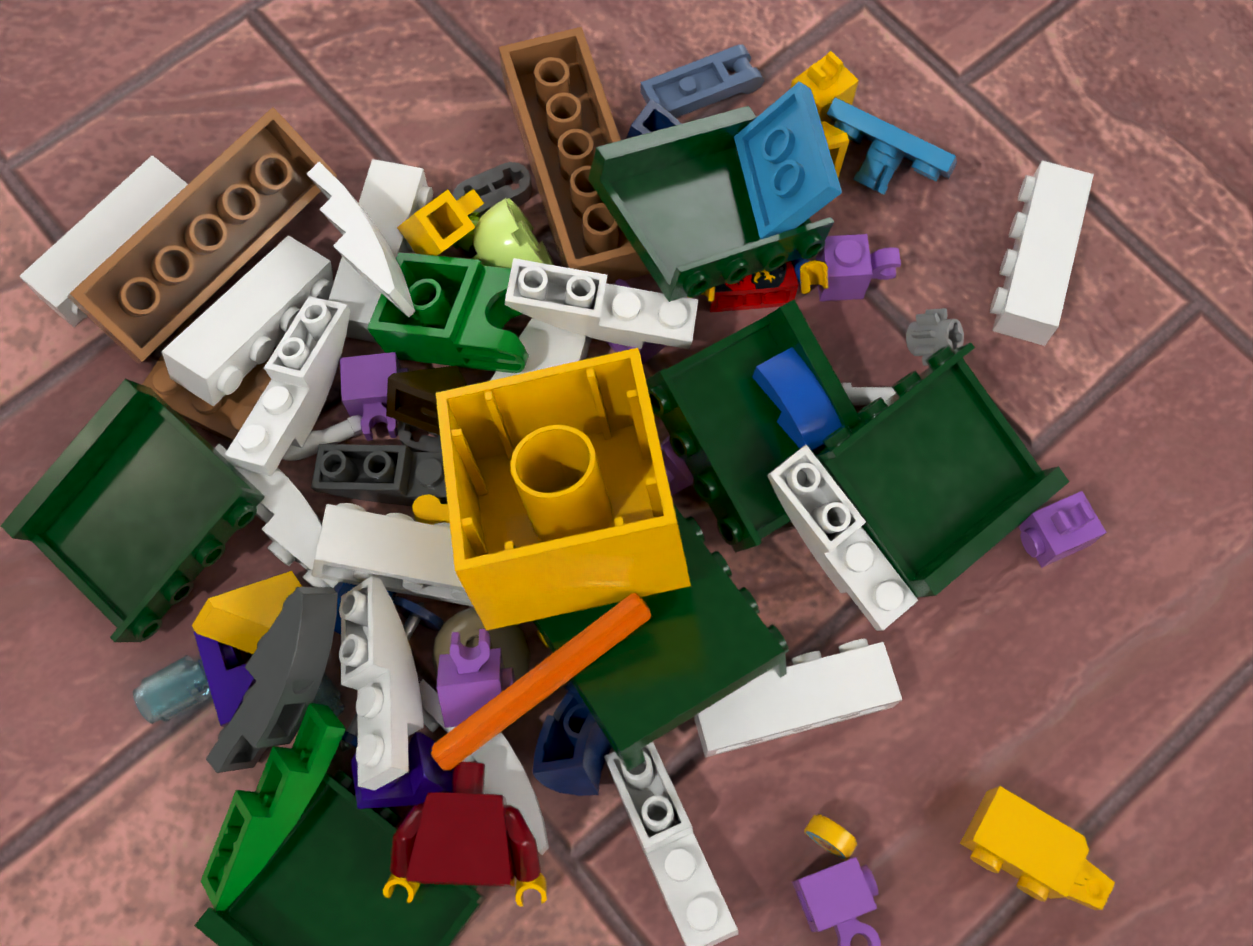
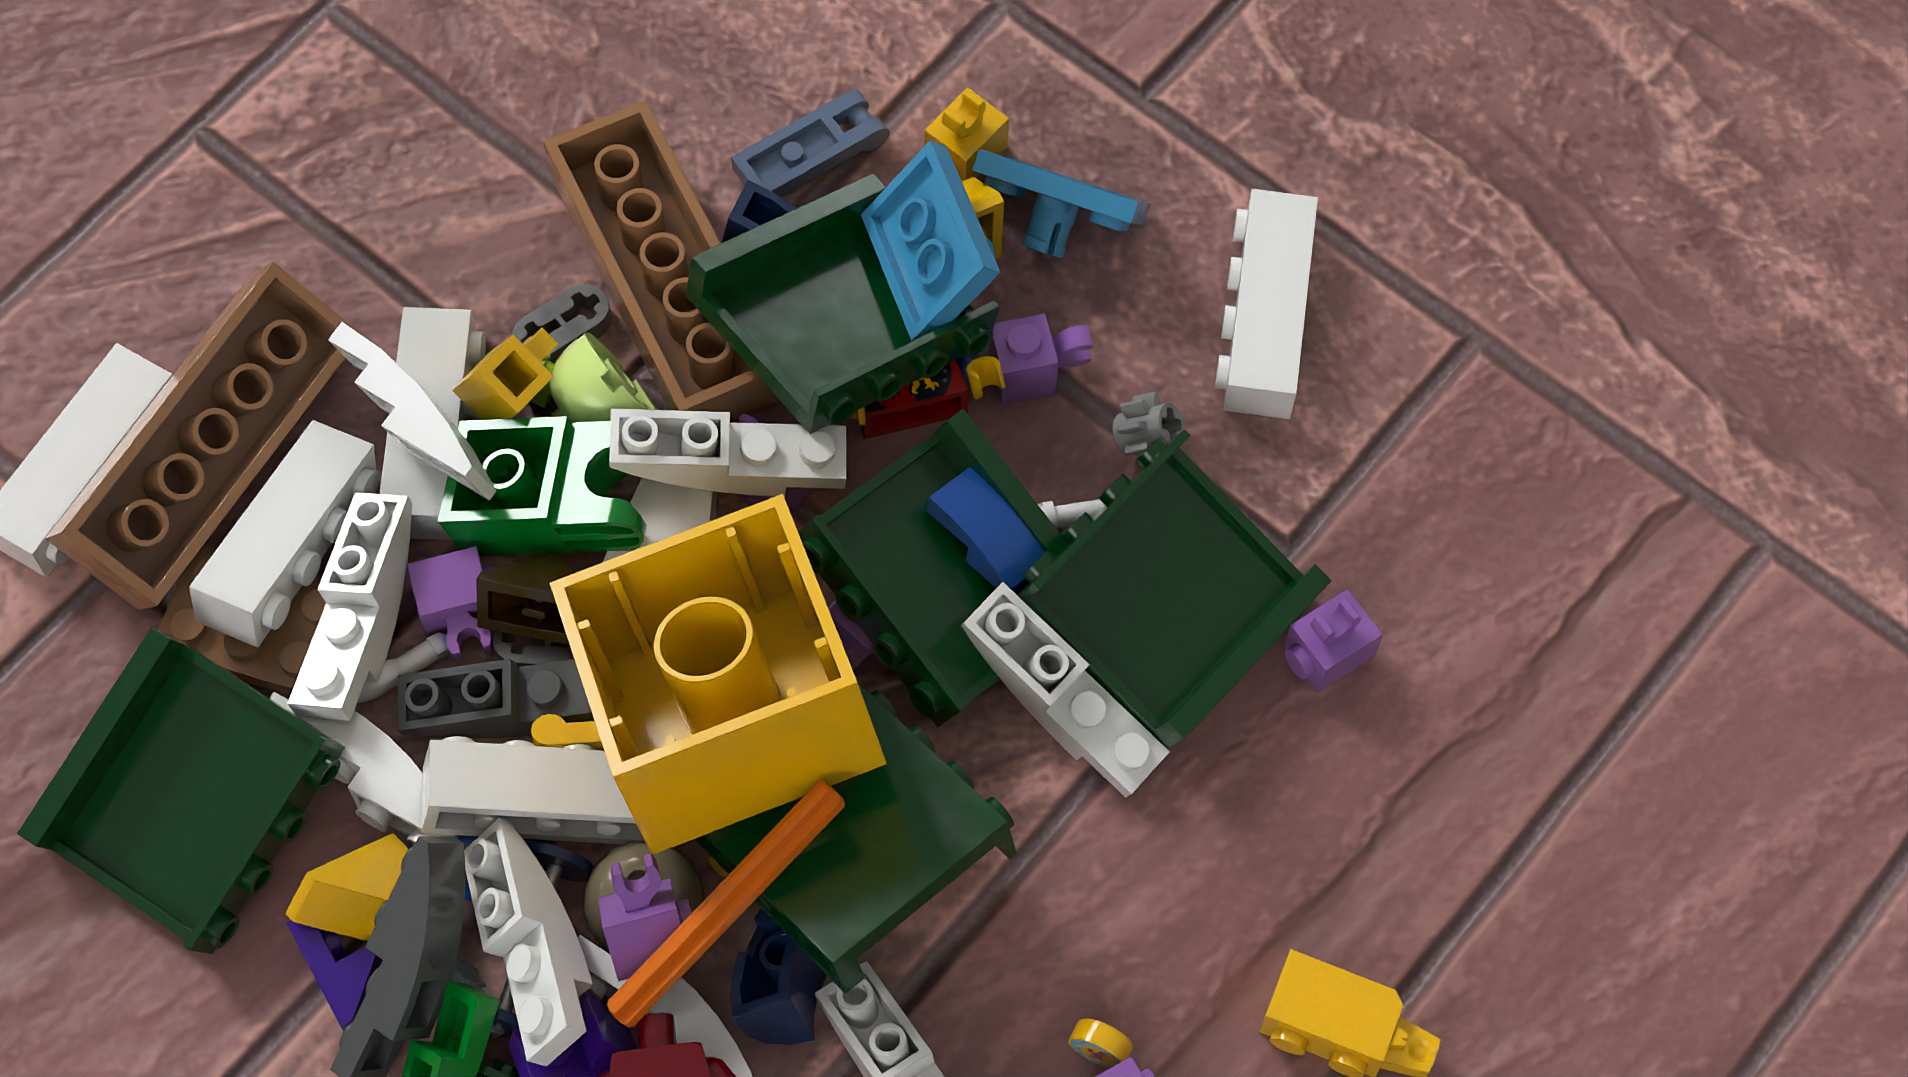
camera: 10 degrees left, 5 degrees down
(172, 690) = (270, 999): clear light blue brick -> none
(807, 697) = (1037, 890): white brick -> none

